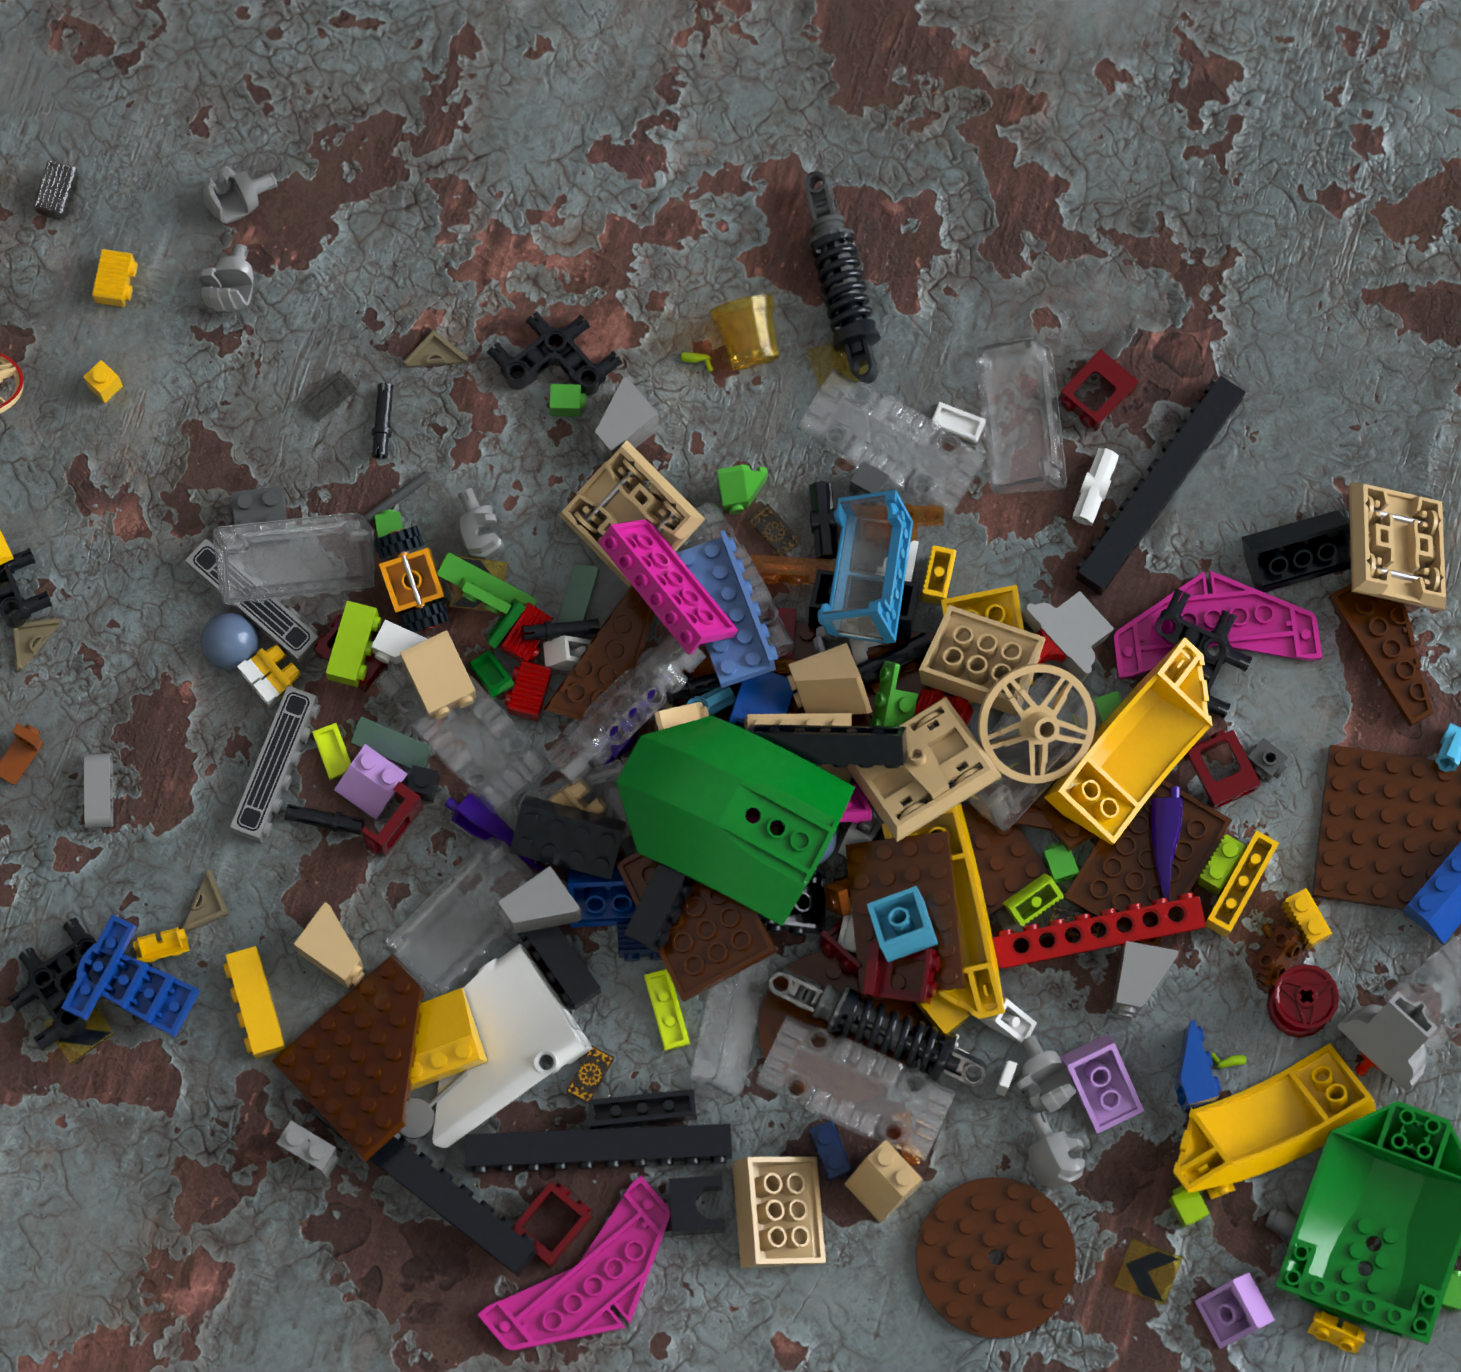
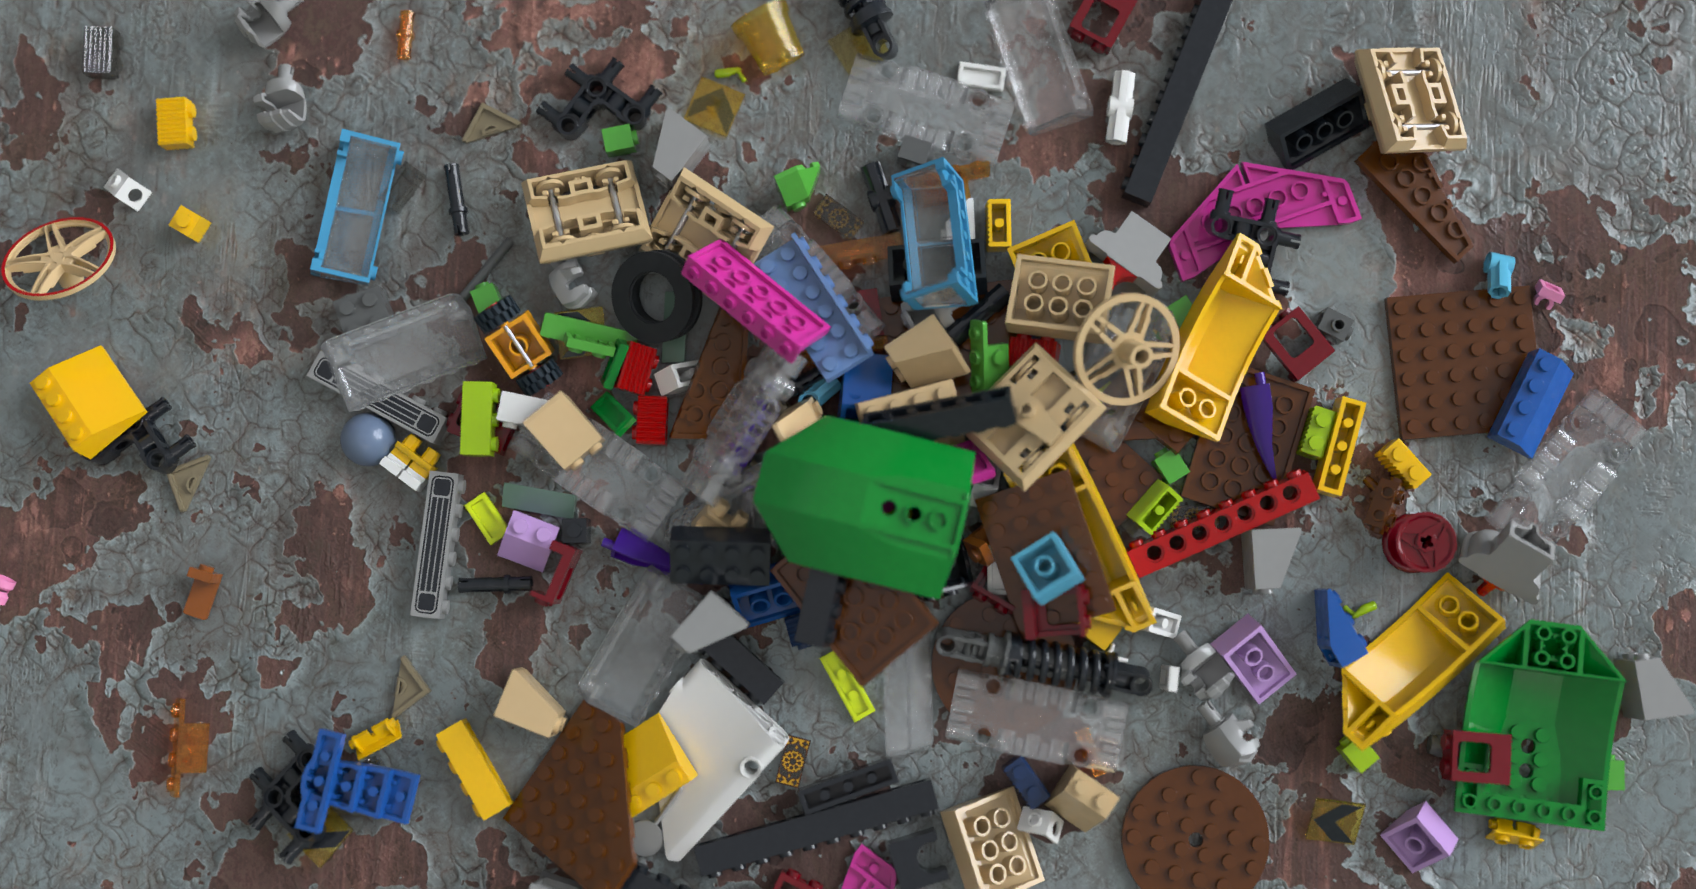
camera: 10 degrees left, 10 degrees up
(41, 327) = (120, 186): none -> white bracket
(98, 790) = (283, 607): light grey beam -> none
(277, 405) = (355, 208): none -> clear windscreen
(371, 244) = (405, 35): none -> clear orange pin
(515, 469) = (588, 218): none -> tan piece
(534, 558) = (628, 304): none -> black tyre
(554, 630) = (659, 362): black pin -> none
(673, 389) = (714, 106): none -> clear yellow piece
(836, 1197) = (1040, 823): none -> white bracket
(1333, 1240) = (1498, 759): none -> dark red window

